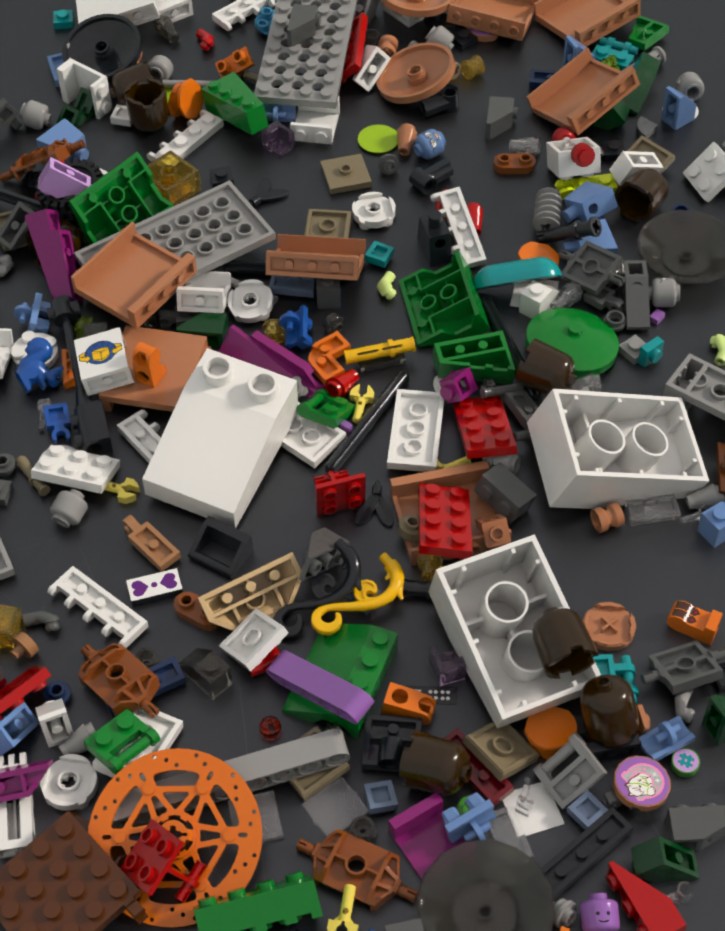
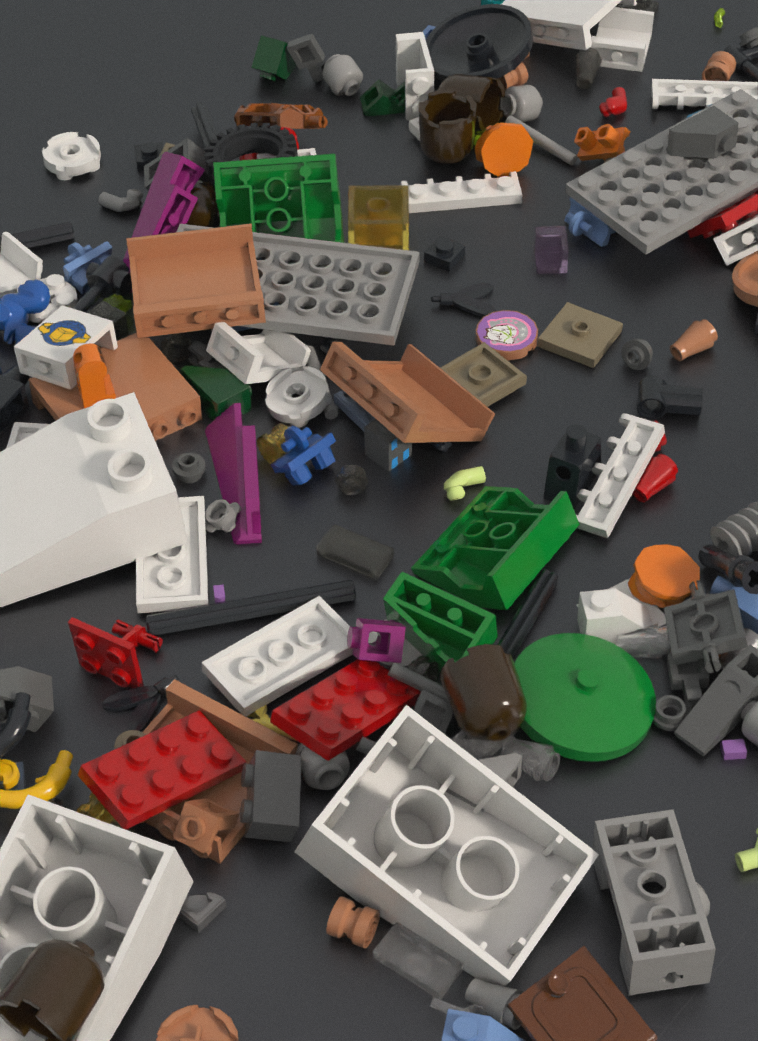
camera: 45 degrees right, 5 degrees down
(61, 180) = (236, 137): lavender slope -> none
(66, 130) = (342, 119): medium blue torso -> none
(235, 103) = (545, 181): green wedge -> none
(309, 196) = (508, 333): none -> tile
(315, 124) = (618, 262): white panel -> none
(324, 354) = (306, 501): orange plate -> none
(330, 414) = (219, 568): green plate -> none
(340, 384) = (275, 547): red cone -> none
(360, 401) = (276, 580): light yellow bar -> none
(373, 219) = (555, 406): white plate -> none
(378, 138) = (666, 320): lime piece -> none
(379, 254) = (497, 442): teal plate -> none
(406, 344) = (384, 554): yellow pin -> none
(429, 144) = (710, 362): medium blue head -> none
(516, 272) = (612, 568): teal brick -> none
(631, 349) = (652, 764): light grey plate -> none
(651, 352) = (661, 781): teal plate -> none

